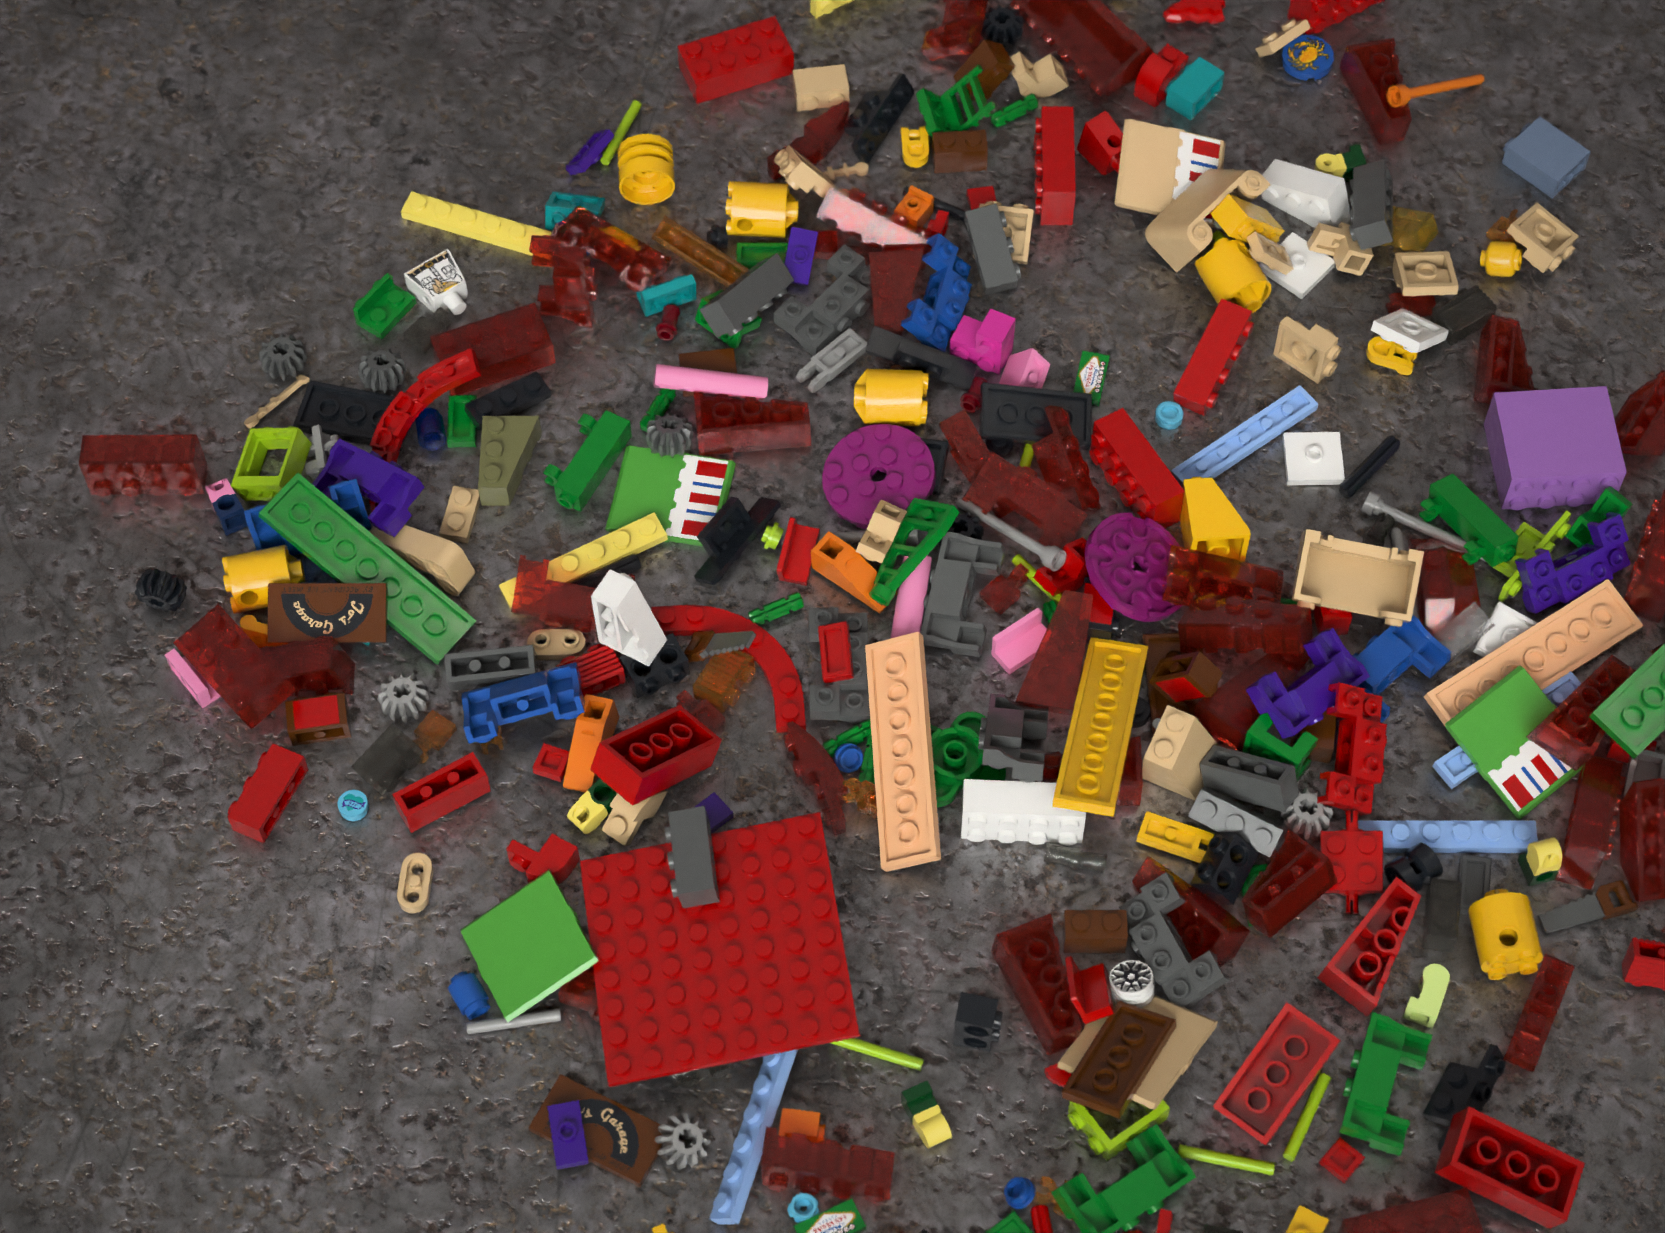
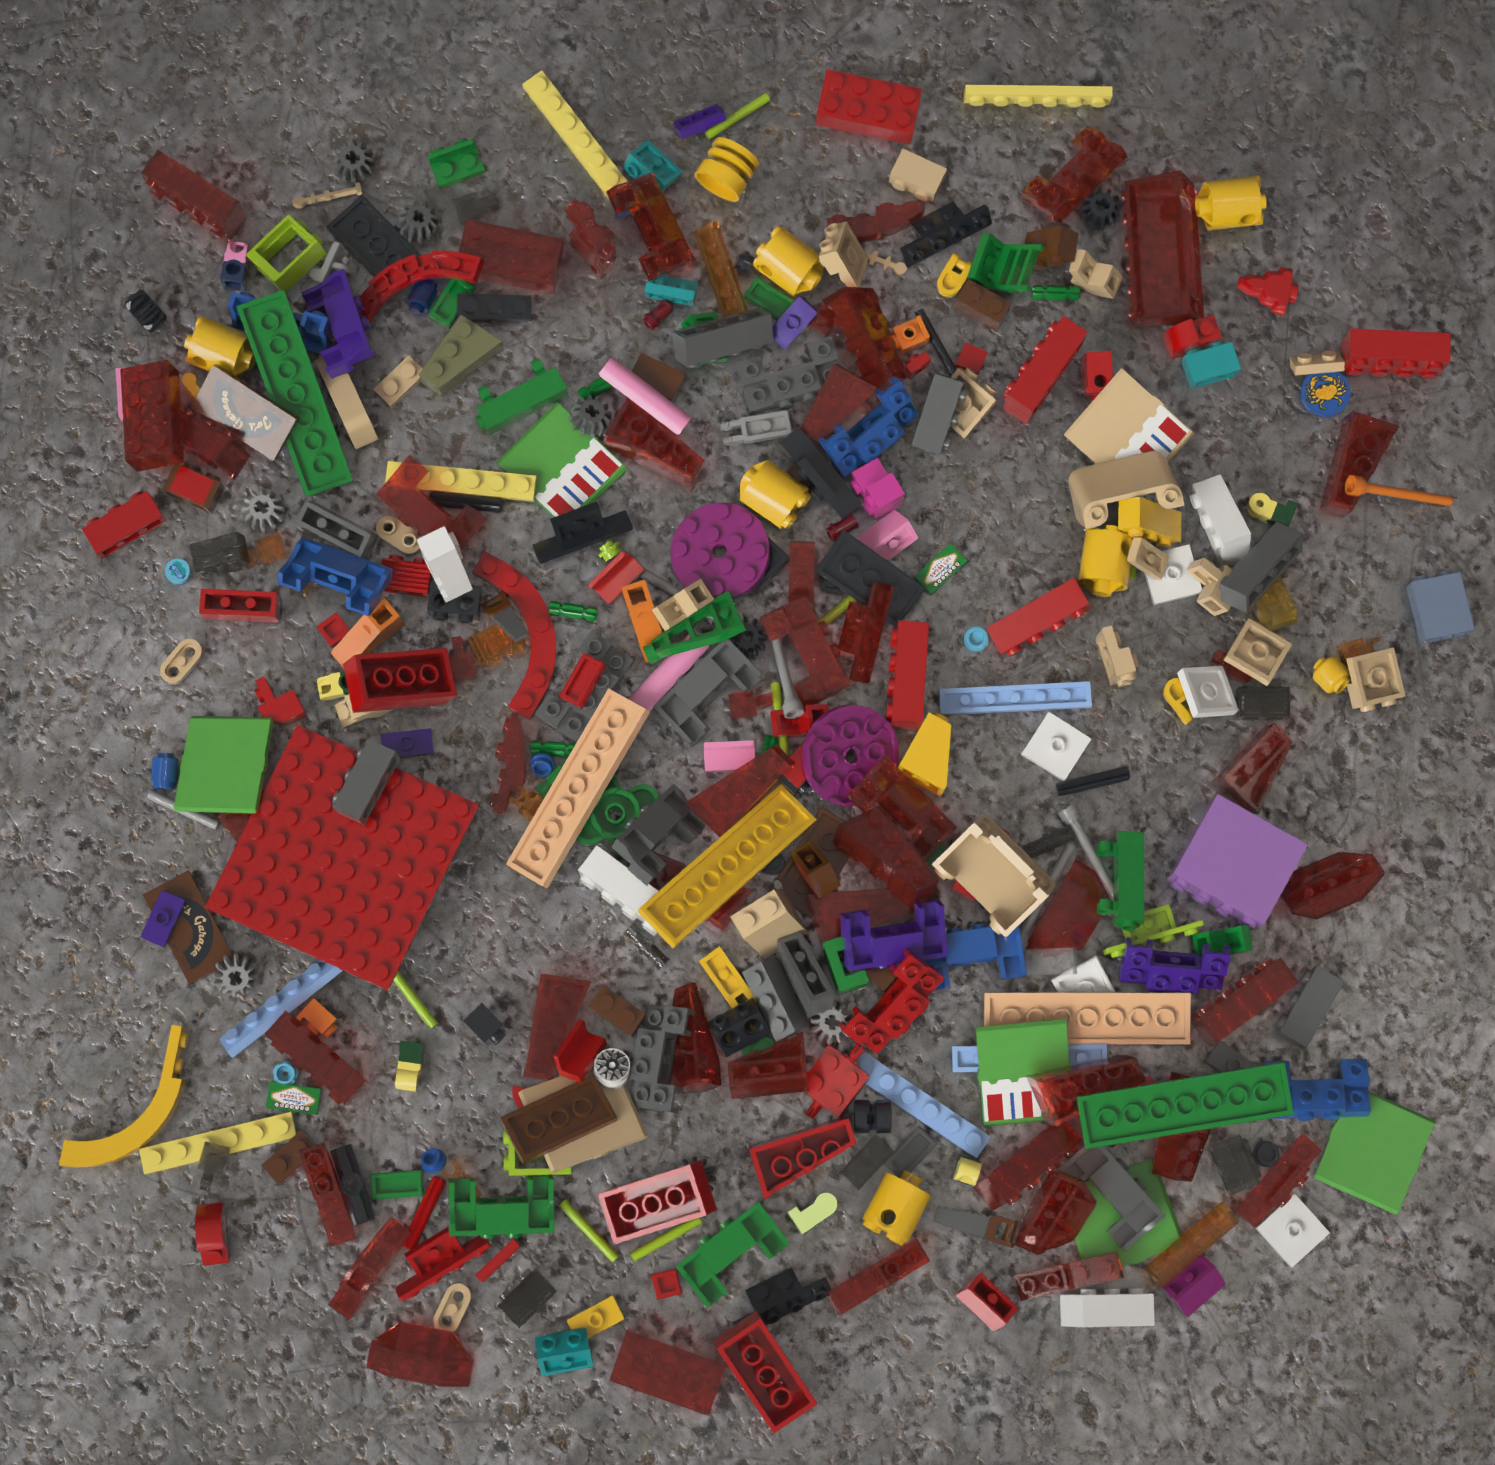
camera: 30 degrees right, 20 degrees up
(438, 283) = (509, 171): white torso -> none

